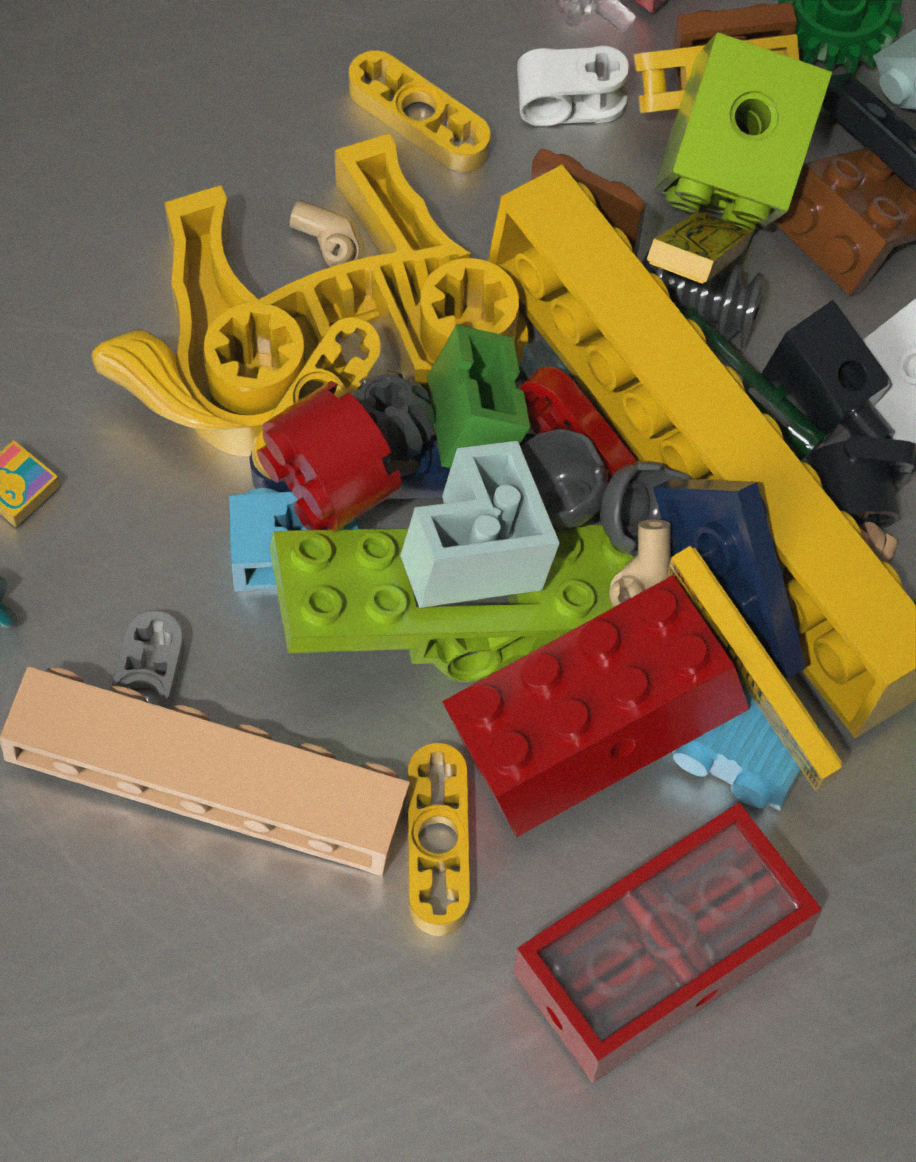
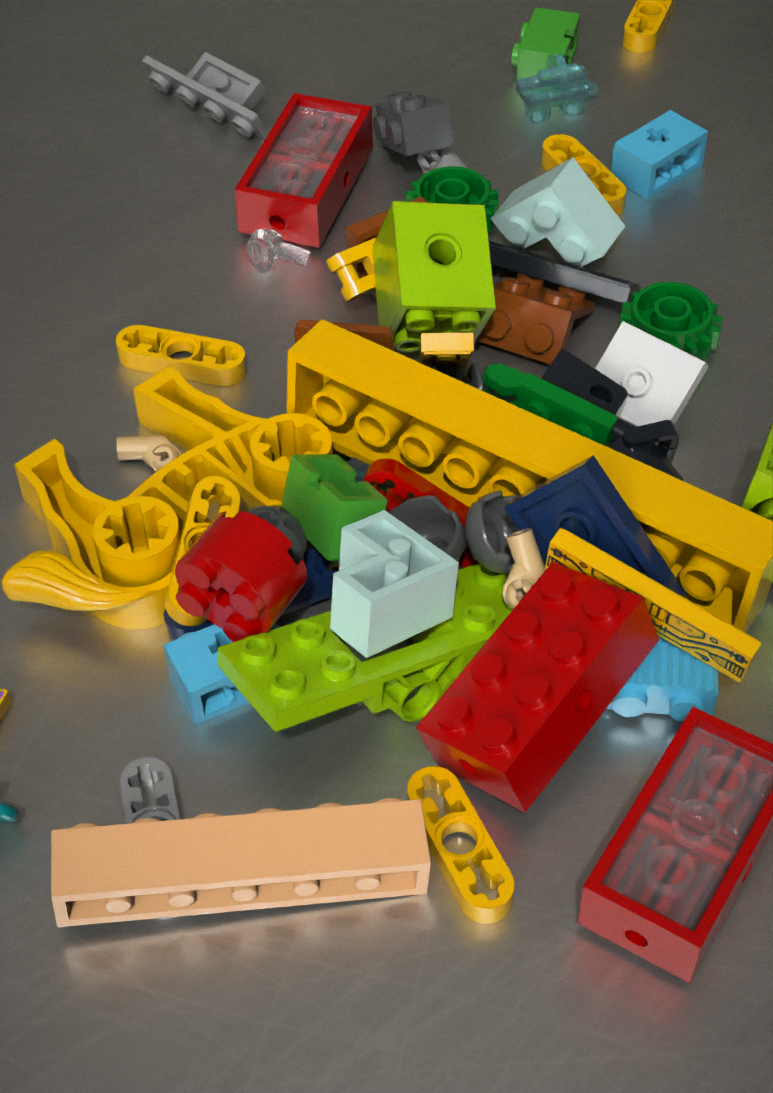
camera: 20 degrees left, 15 degrees down
(566, 85) = (283, 300): white piece -> none
(779, 370) = (550, 402): none -> green hinge

